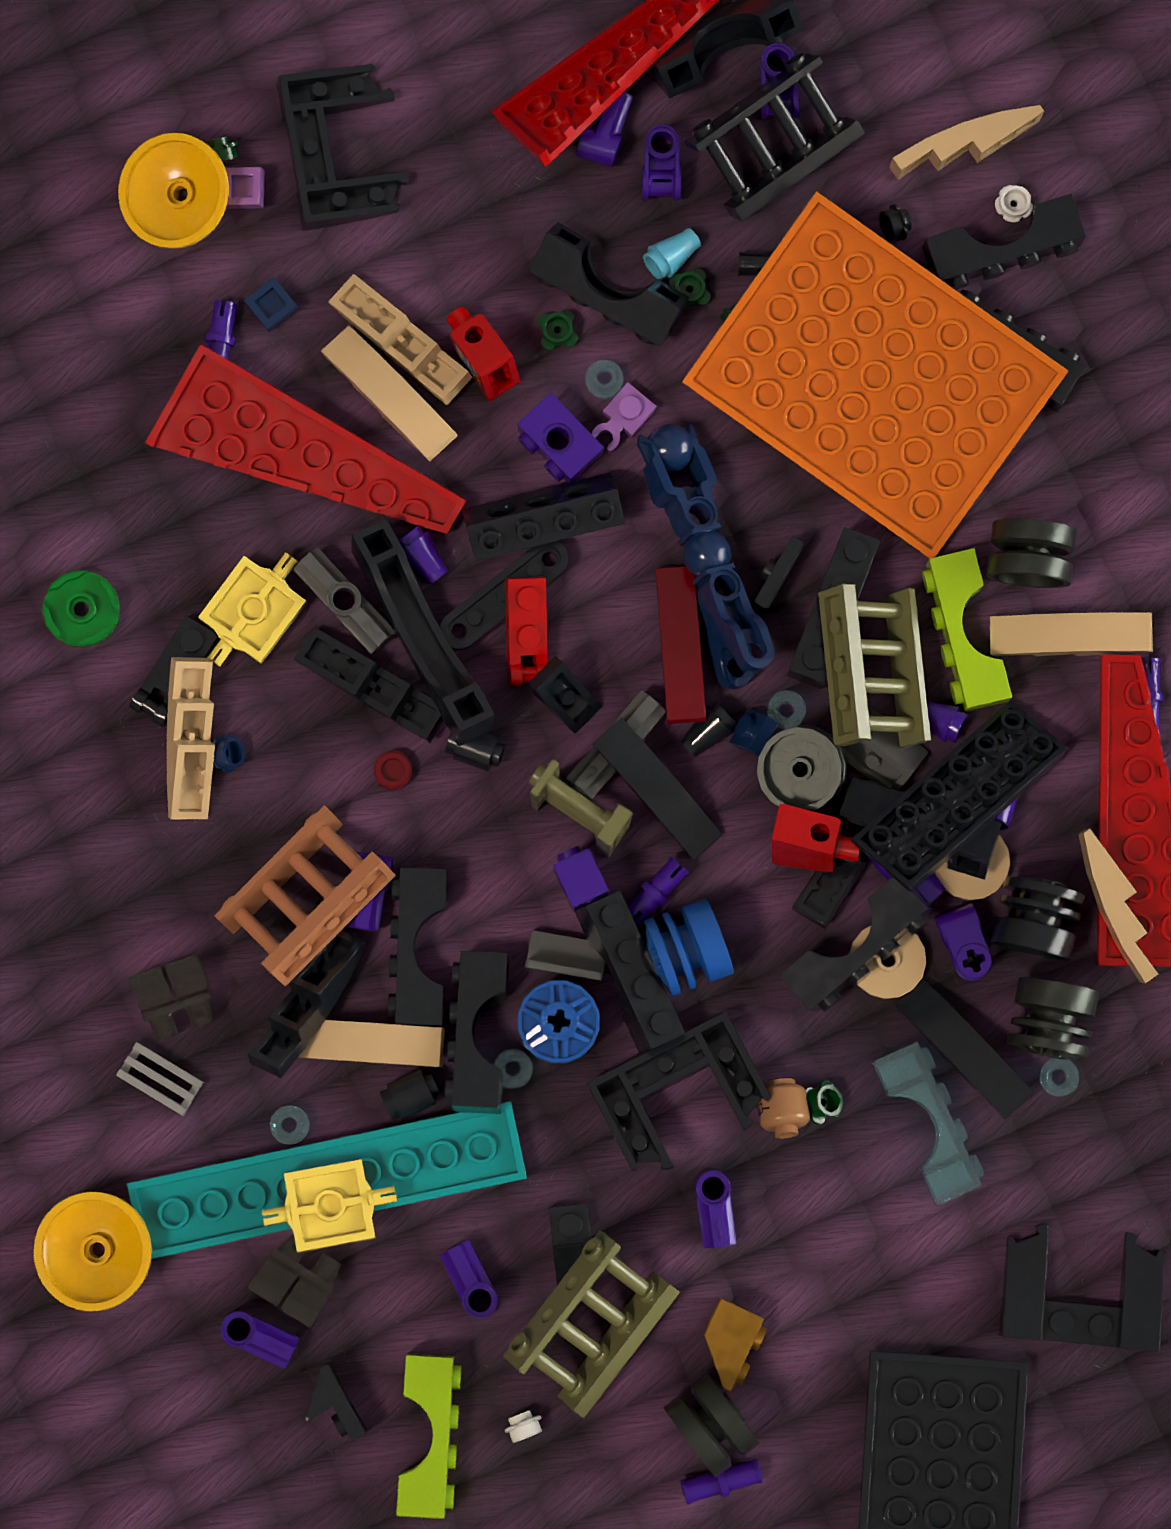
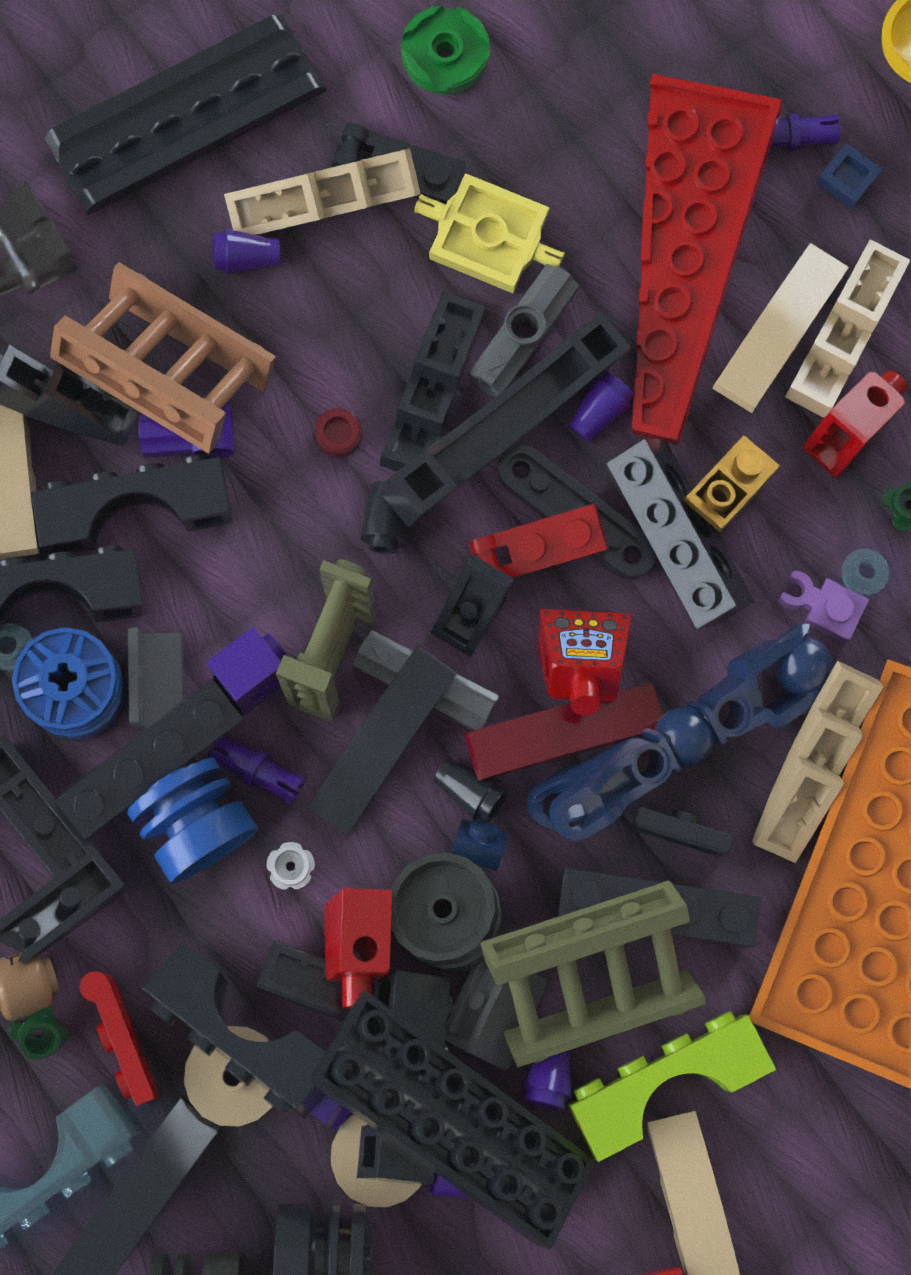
camera: 75 degrees right, 5 degrees down
(87, 837) = (184, 112): none -> black plate
(222, 814) = (243, 251): none -> dark purple cone
(228, 753) = (320, 250): dark blue plate -> none
(515, 467) = (732, 484): none -> pearl gold slope
(551, 418) = (800, 517): dark purple brick -> none
(625, 617) = (583, 655): none -> red torso
(746, 457) = (815, 761): none -> tan slope
(746, 879) = (293, 853): none -> white plate
(795, 701) = (525, 866): clear light blue plate -> none
(838, 1040) = (119, 1035): none -> red plate
(963, 935) = (282, 1166): dark purple piece -> none
(1031, 553) = (789, 1146): pearl dark grey wheel -> none

